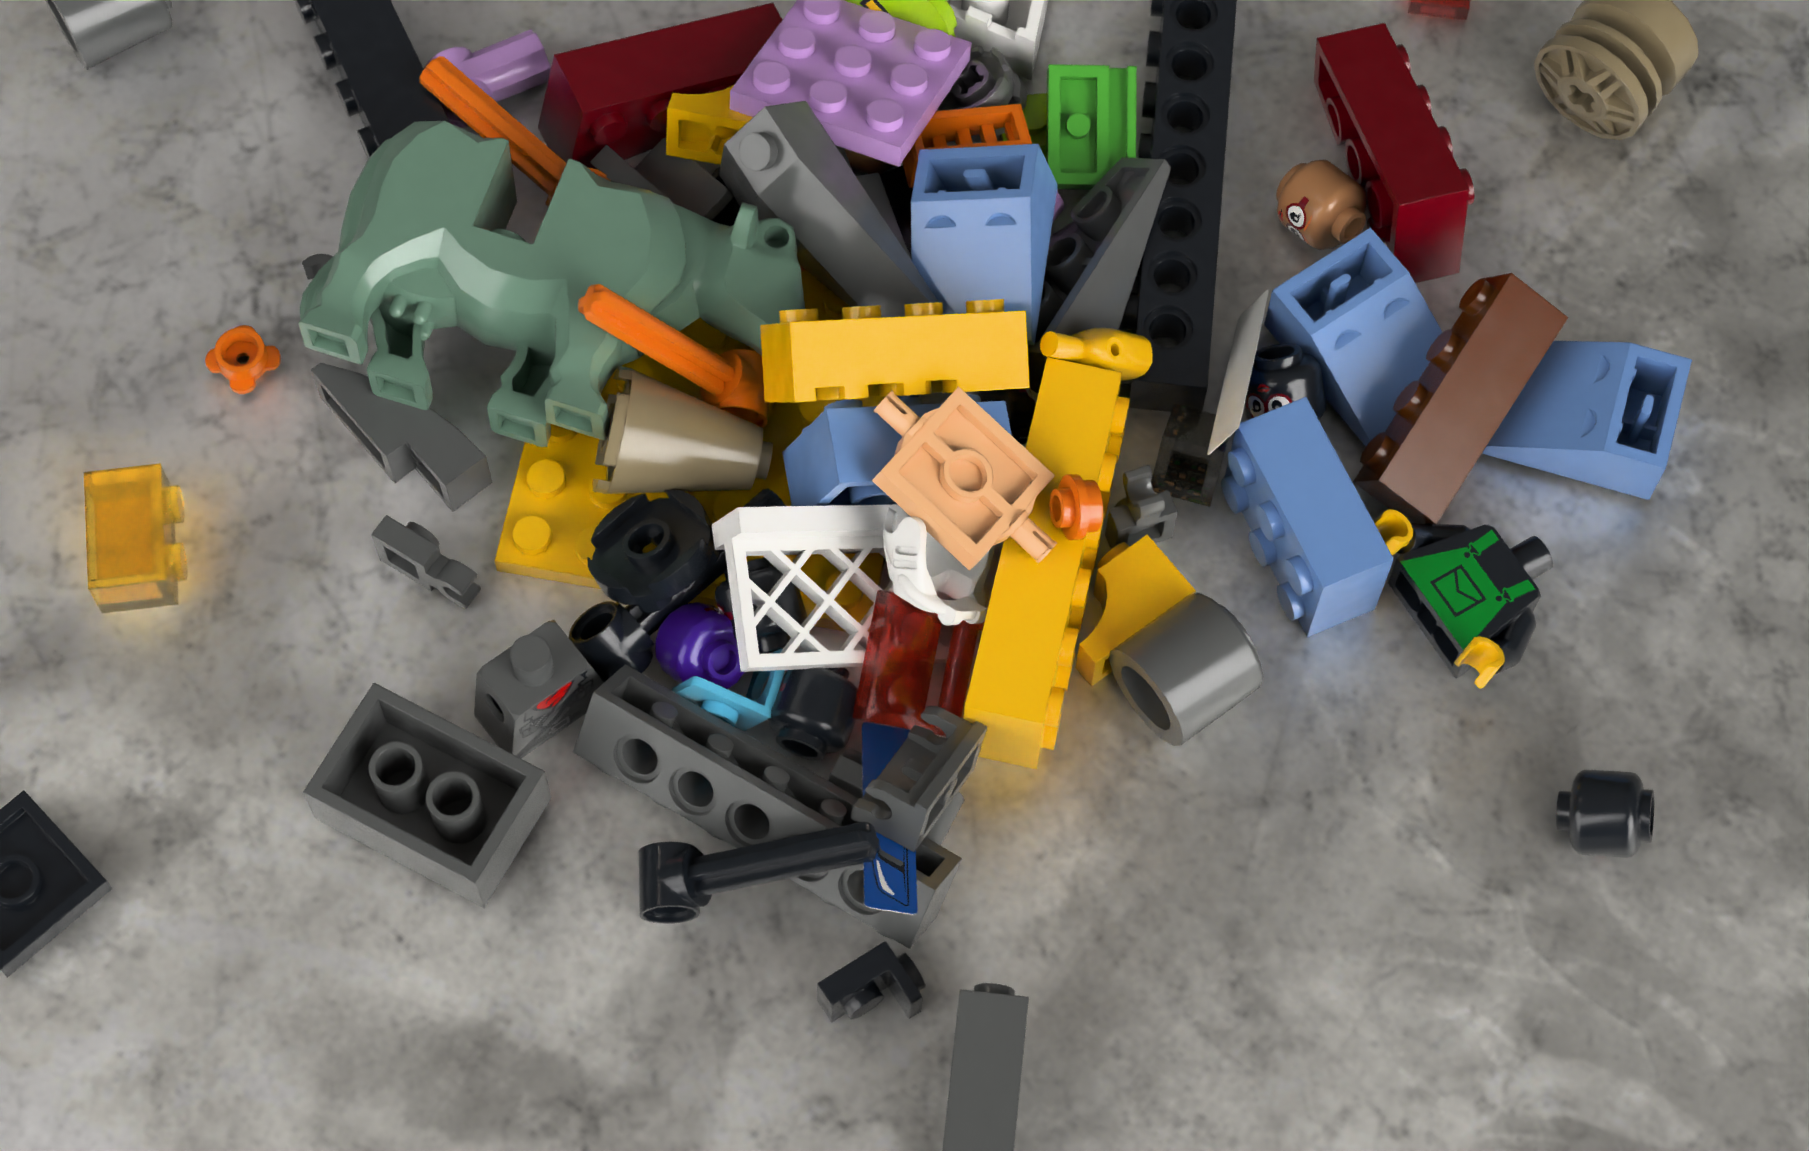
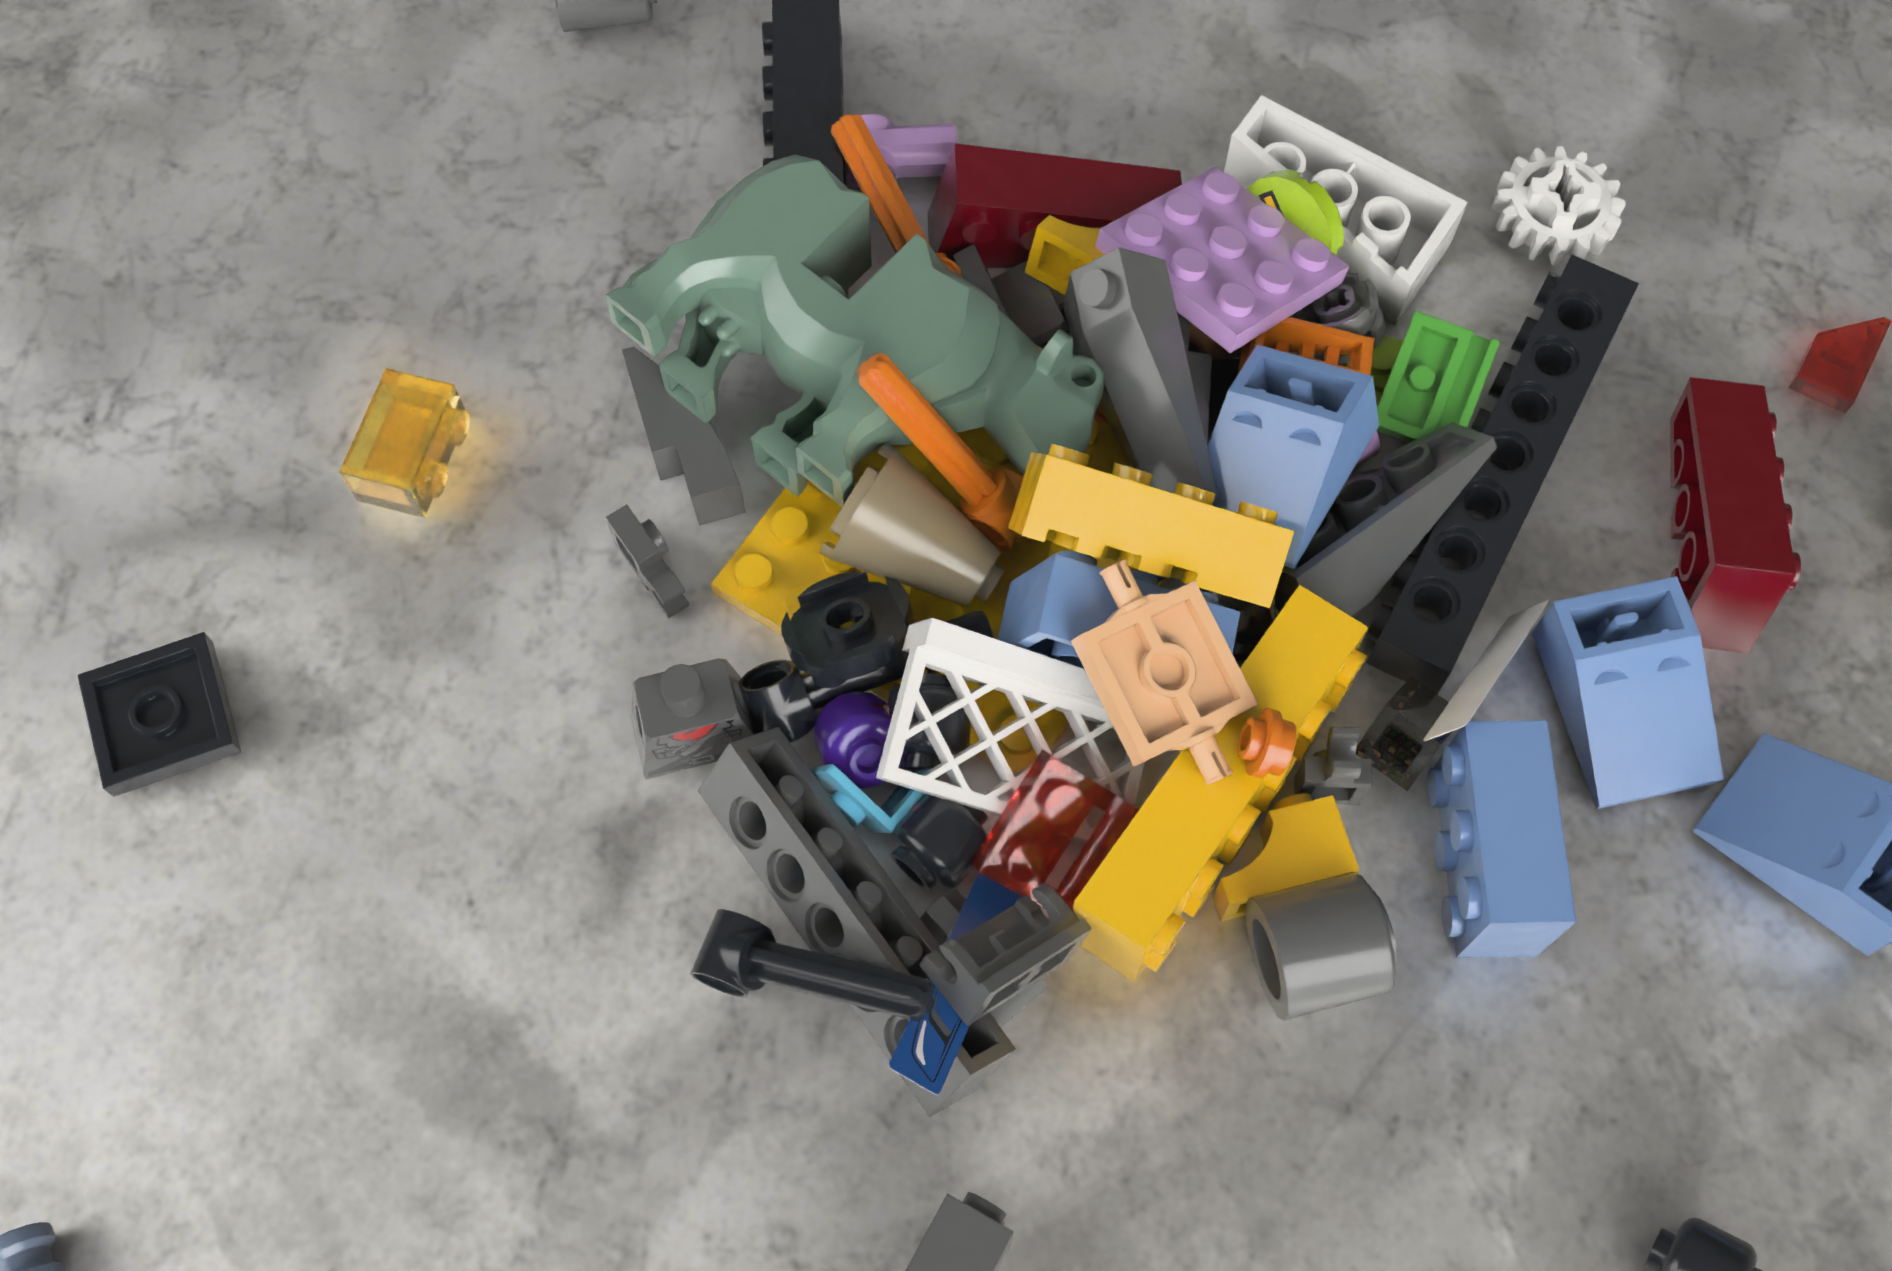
camera: 25 degrees right, 0 degrees up
(238, 343) = (572, 308): orange plate -> none
(428, 794) = (547, 779): dark grey brick -> none
(859, 984) = (865, 1132): black bracket -> none
(924, 566) = (1090, 744): white helmet -> none
(1102, 349) = (1359, 597): yellow piece -> none
(1283, 376) = (1530, 691): black head -> none
(1321, 204) = (1634, 537): medium nougat head -> none
(1459, 398) = (1707, 779): reddish brown brick -> none
(1466, 590) = (1641, 979): torso -> none

